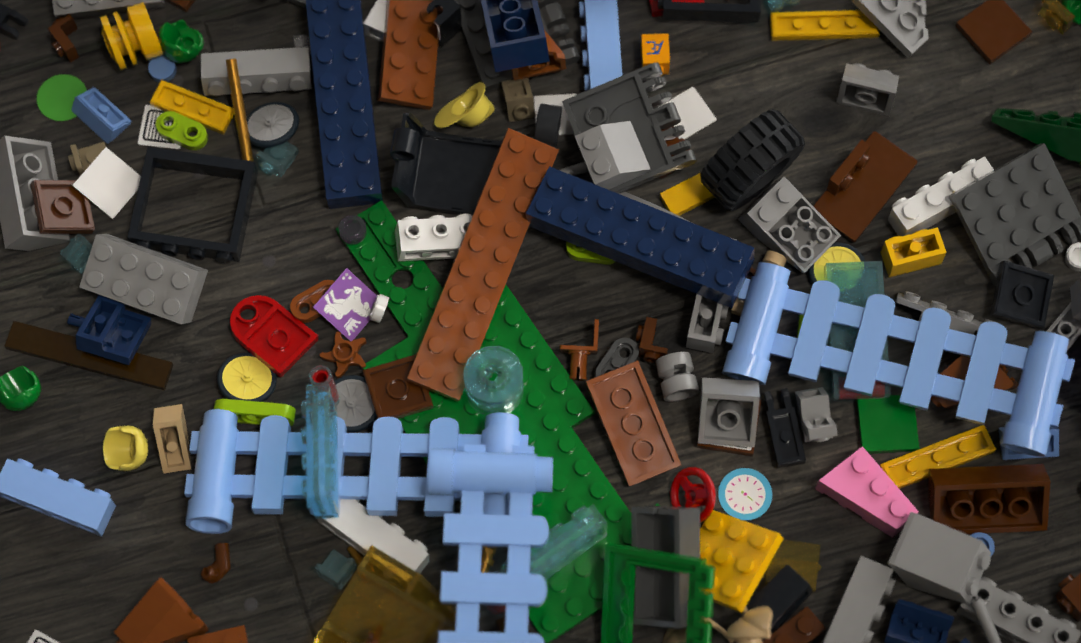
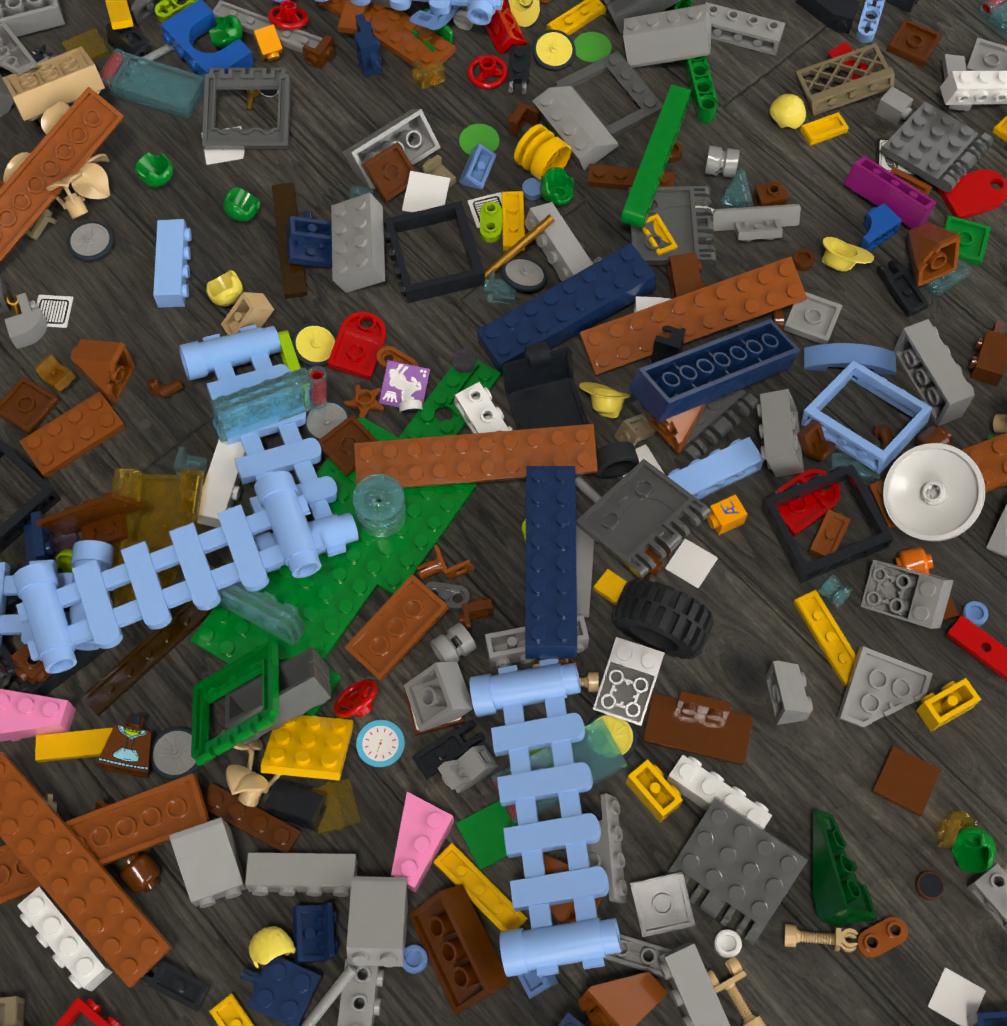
camera: 65 degrees right, 5 degrees down
(612, 154) = (612, 510): light grey slope -> none

